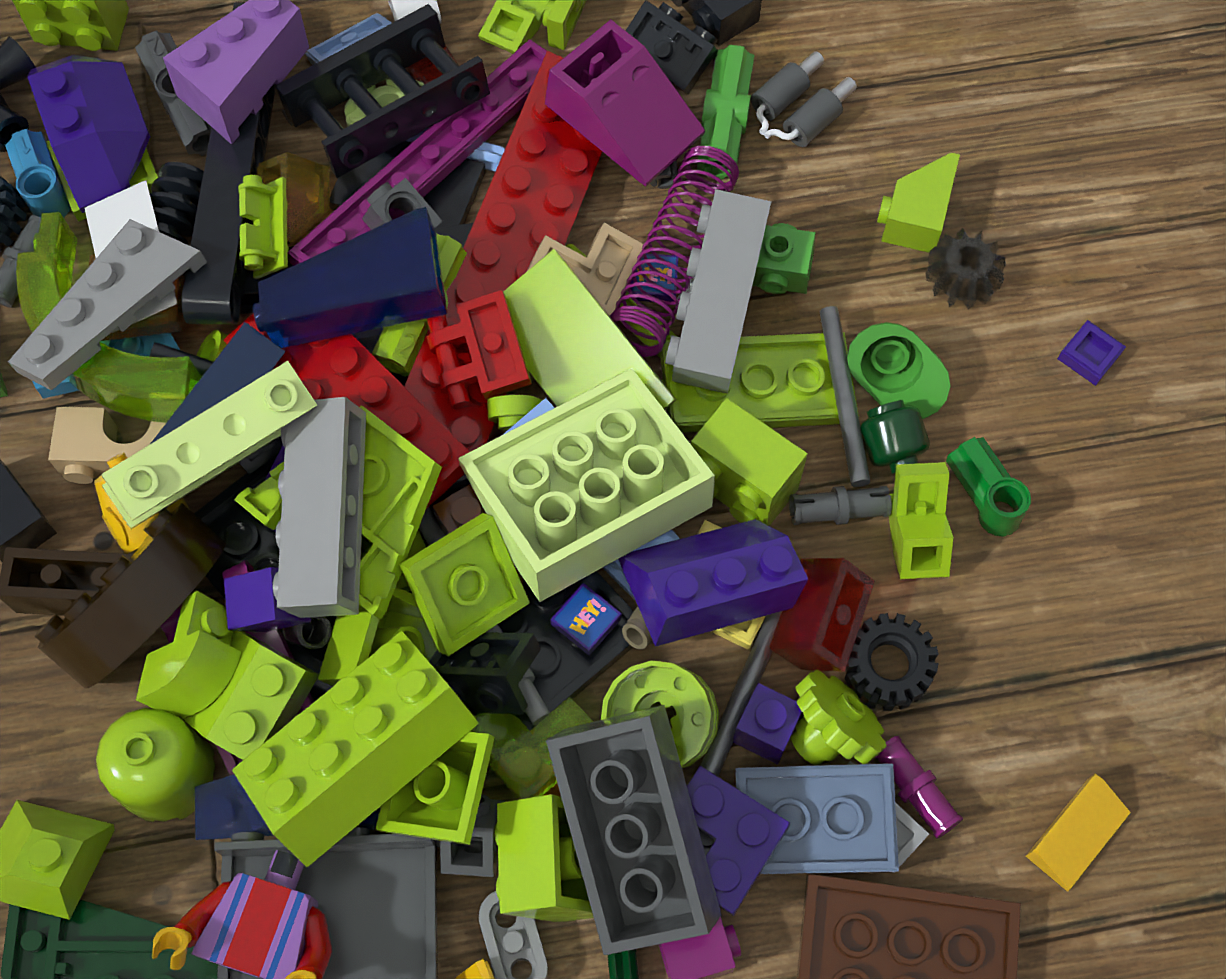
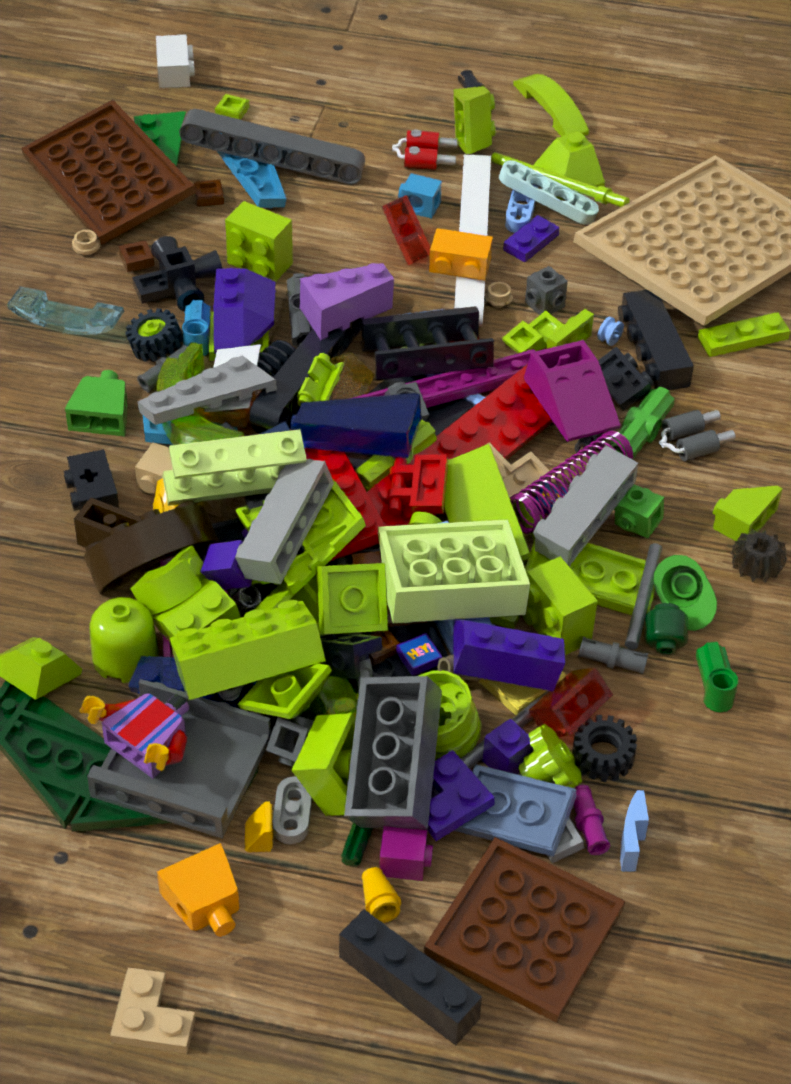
camera: 20 degrees right, 20 degrees down
(530, 619) = (389, 647): none -> reddish brown tile
(919, 521) = (660, 674): lime brick -> none
(979, 767) = (634, 830): none -> light blue slope
(1079, 832) = (684, 881): yellow slope -> none

